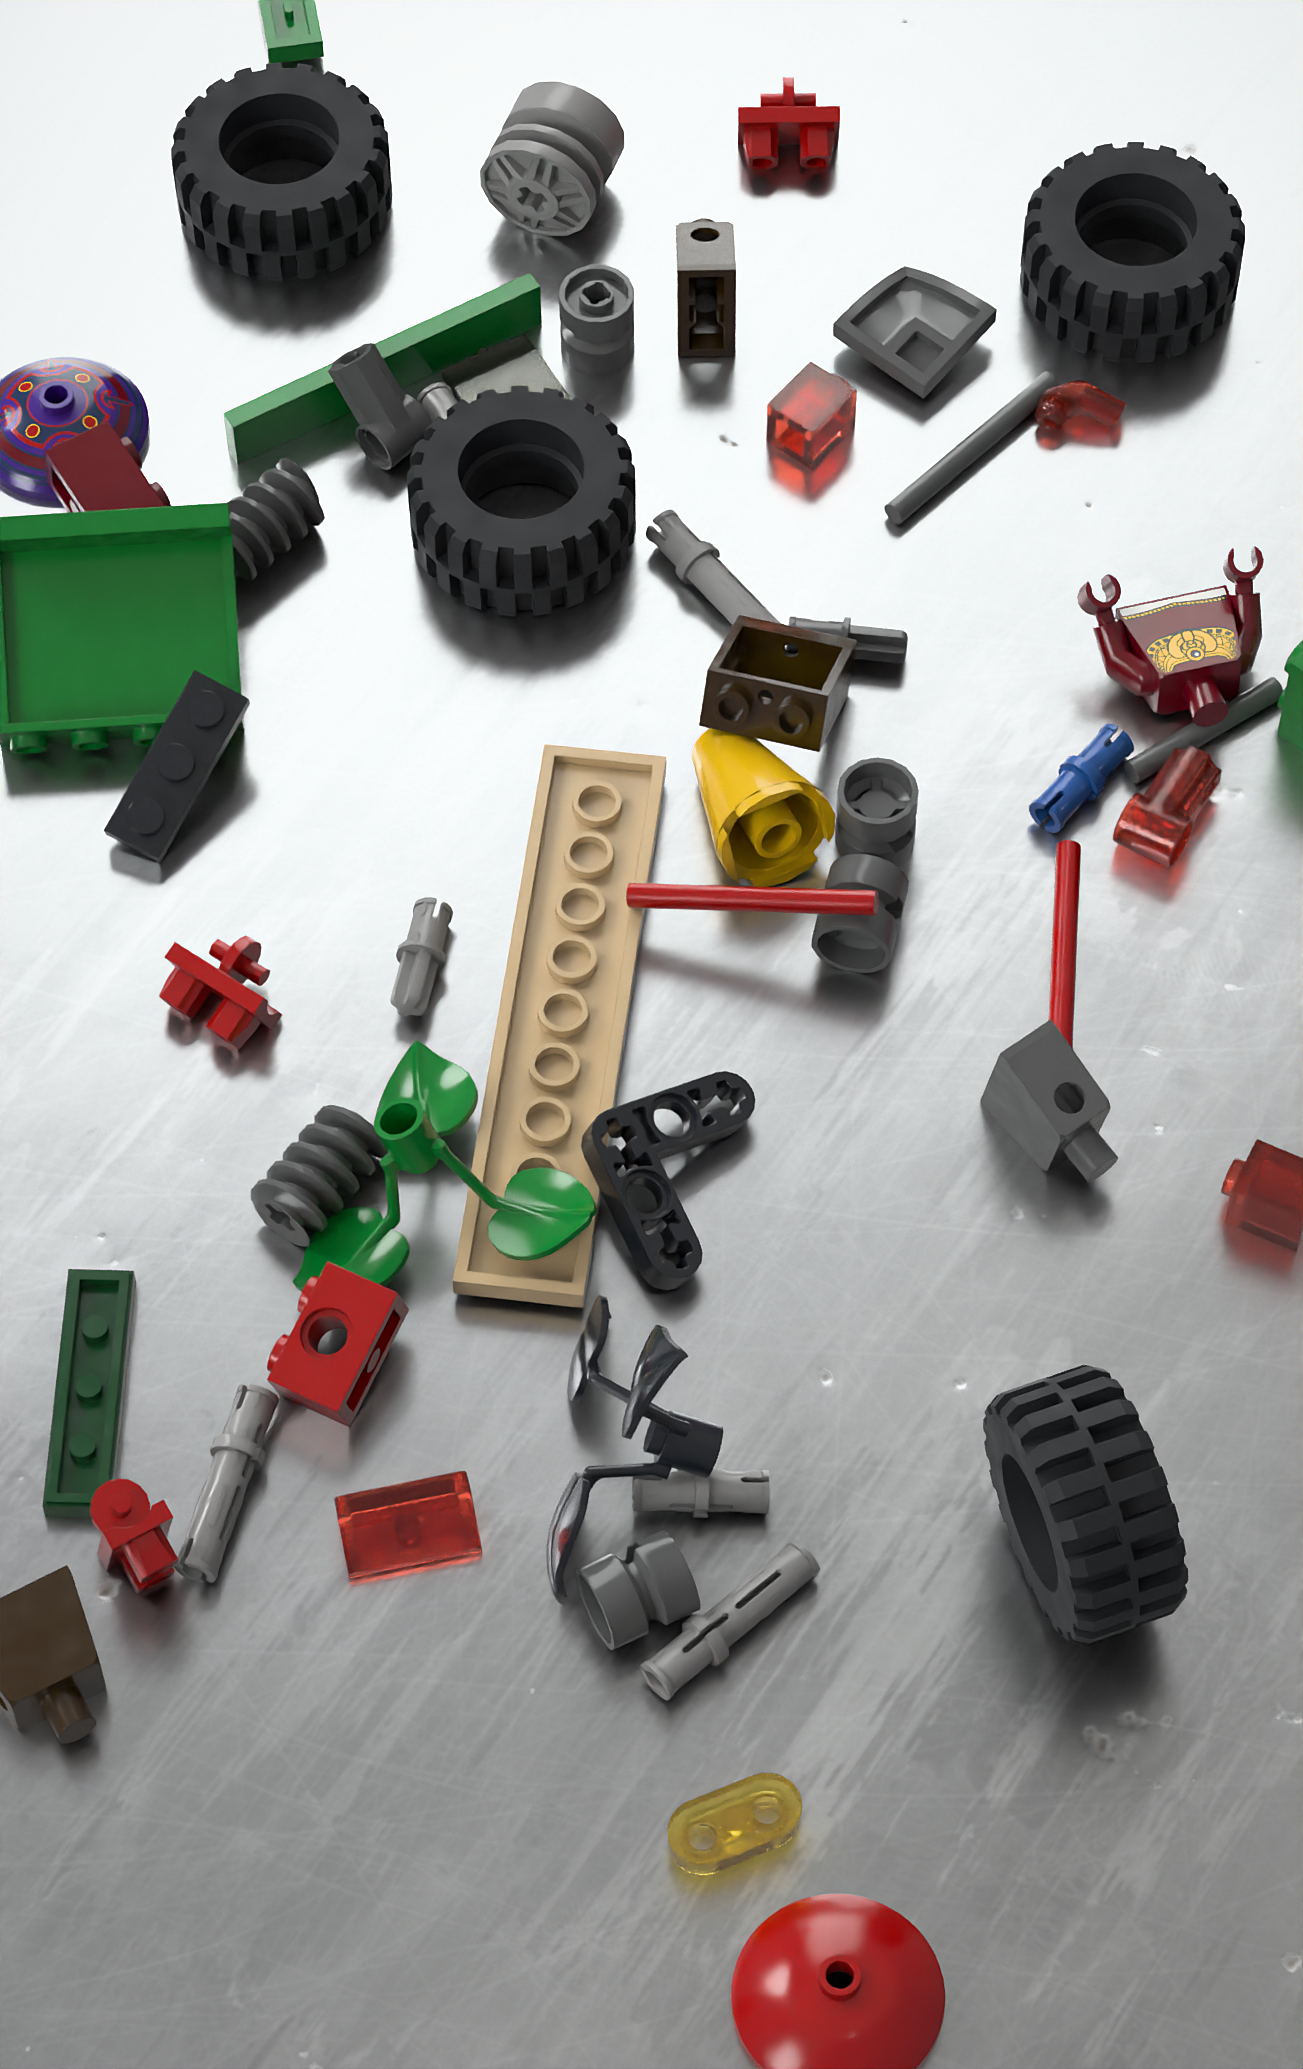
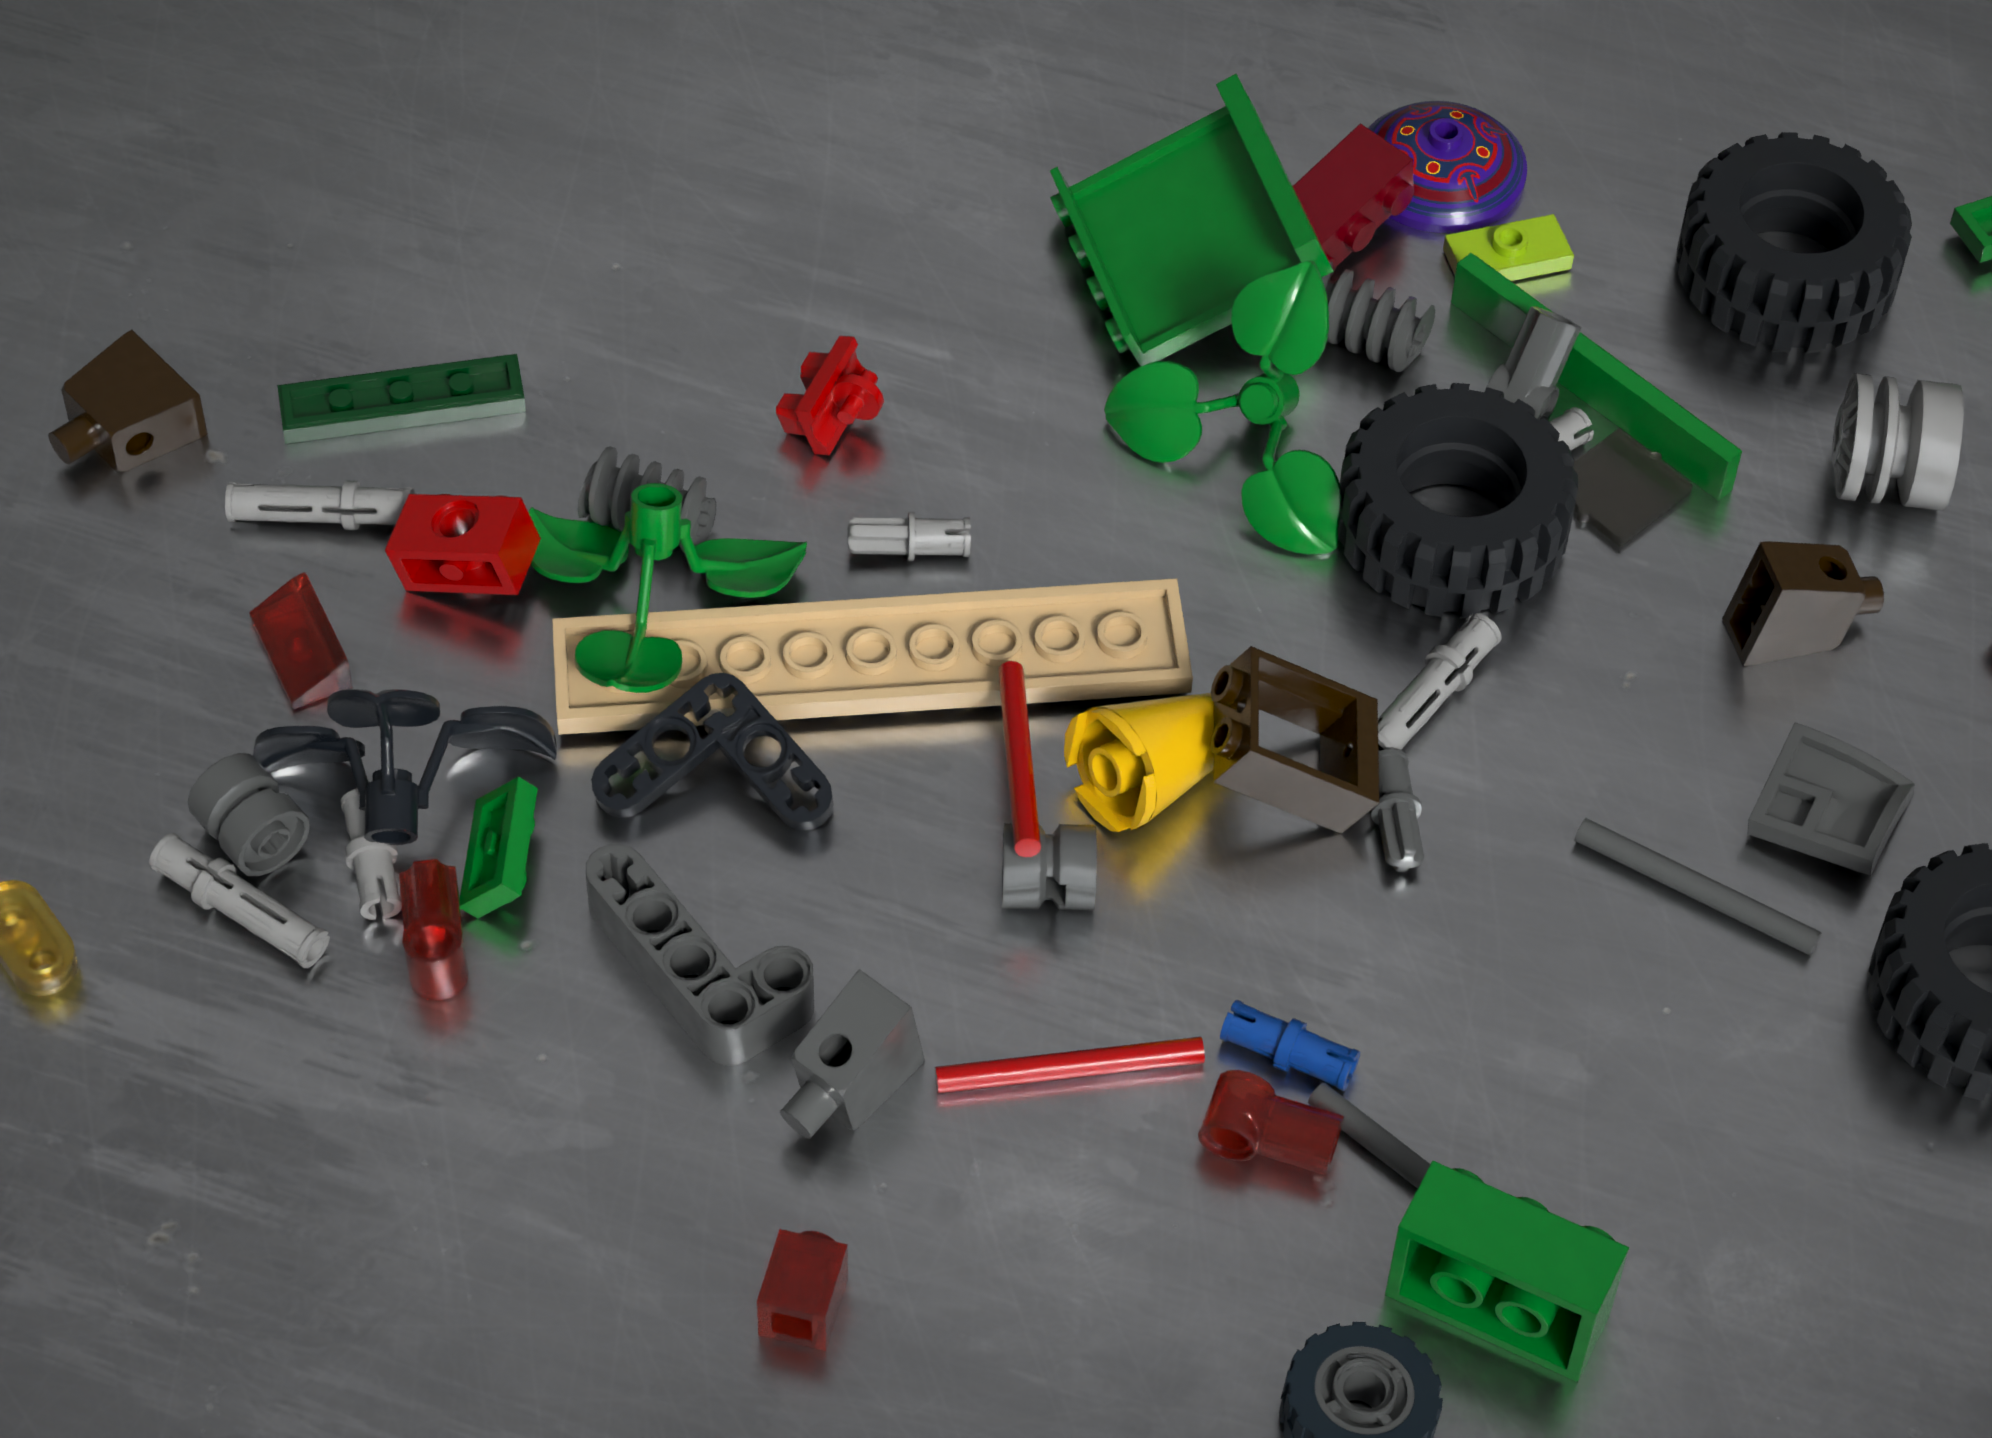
camera: 75 degrees right, 5 degrees down
(133, 1533) = (234, 442): red hips -> none
(177, 766) = (1058, 307): black plate -> none
(196, 400) = (1514, 248): none -> lime plate
(338, 548) = (1158, 410): none -> green plant
(597, 319) = (1715, 523): dark grey wheel -> none
(731, 1374) = (498, 847): none -> green plate
(804, 1440) = (433, 929): none -> clear red piece
(811, 415) = (1673, 729): clear red brick -> none
(813, 1273) = (686, 949): none -> dark grey beam
(877, 810) = (1170, 859): dark grey wheel -> none
(1074, 399) = (1793, 969): clear red arm -> none
(1085, 1504) = (345, 1116): black tyre -> none
(1183, 646) = (1479, 1102): dark red torso -> none

